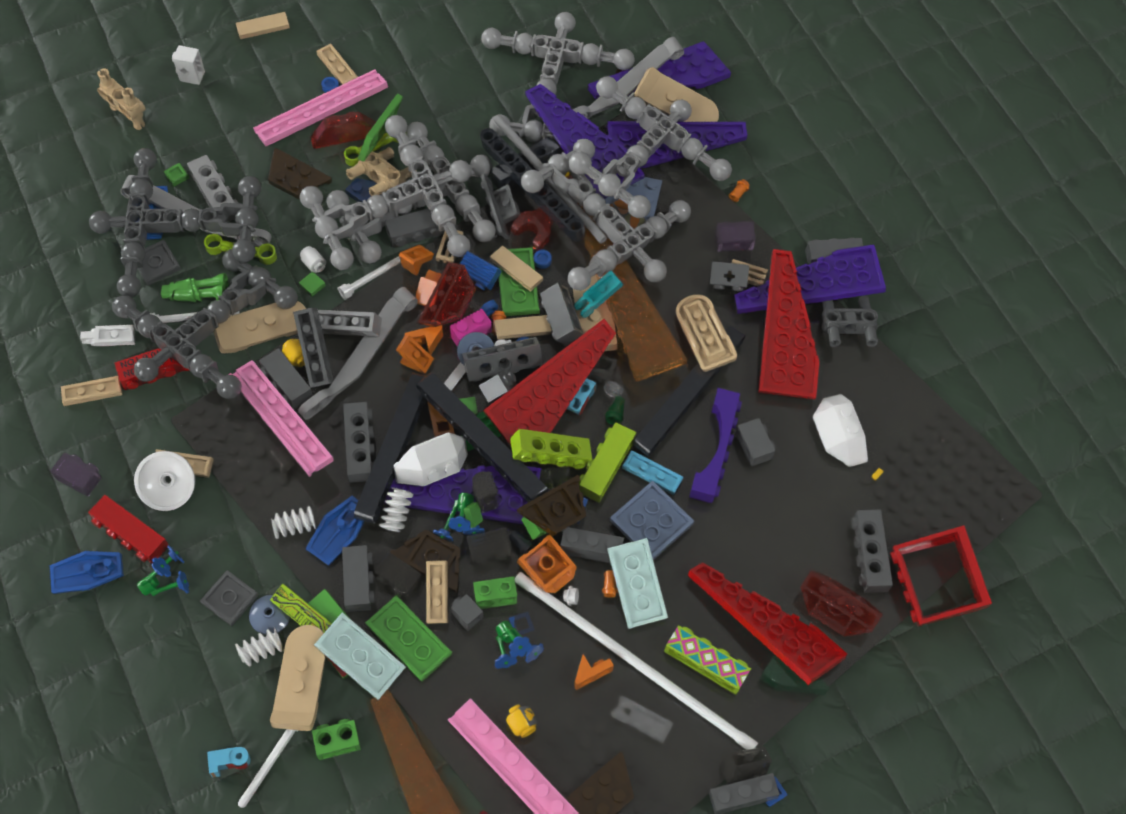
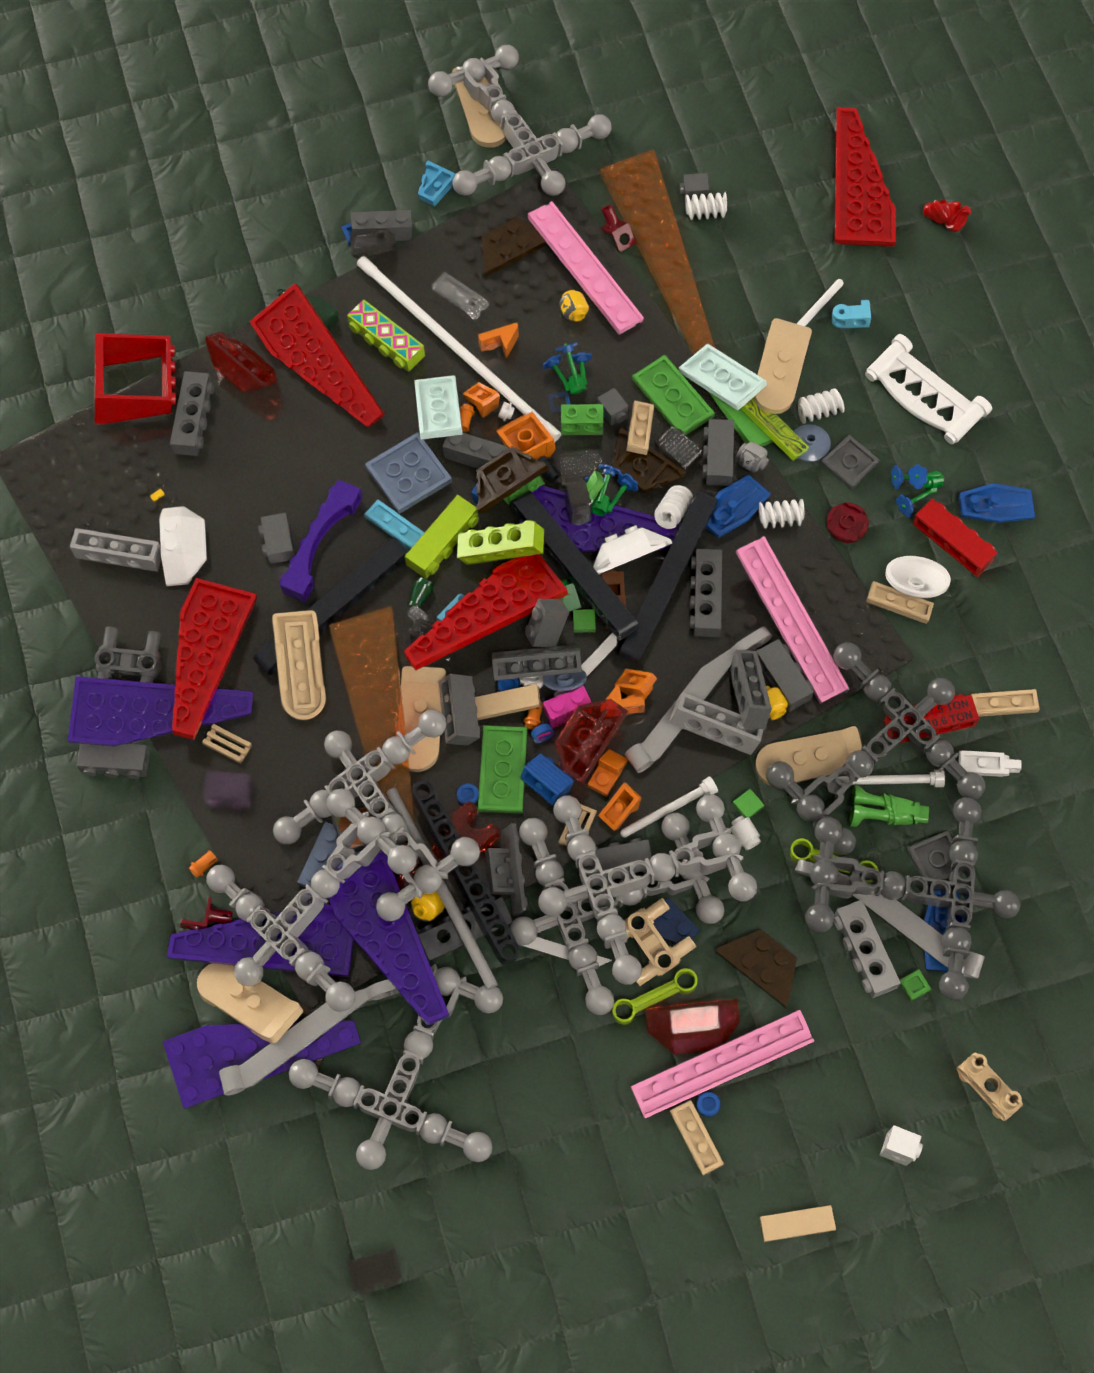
camera: 165 degrees left, 5 degrees up
(76, 474) = (1014, 603): clear purple brick -> none
(179, 714) = (897, 358): none -> white piece
(231, 536) = (847, 522): none -> dark red tile
(324, 577) = (752, 457): none -> light grey head
(337, 745) = (748, 314): bright green brick -> none
(378, 129) = (646, 989): bright green tile -> none
(516, 268) = (502, 777): tan tile -> none
(597, 601) = (483, 398): none -> orange slope
(598, 294) = (406, 717): teal hinge -> none
(720, 269) = (250, 732): dark grey brick -> none
(722, 154) = (211, 915): none -> dark red bracket
(894, 408) = (116, 549): none -> light grey brick

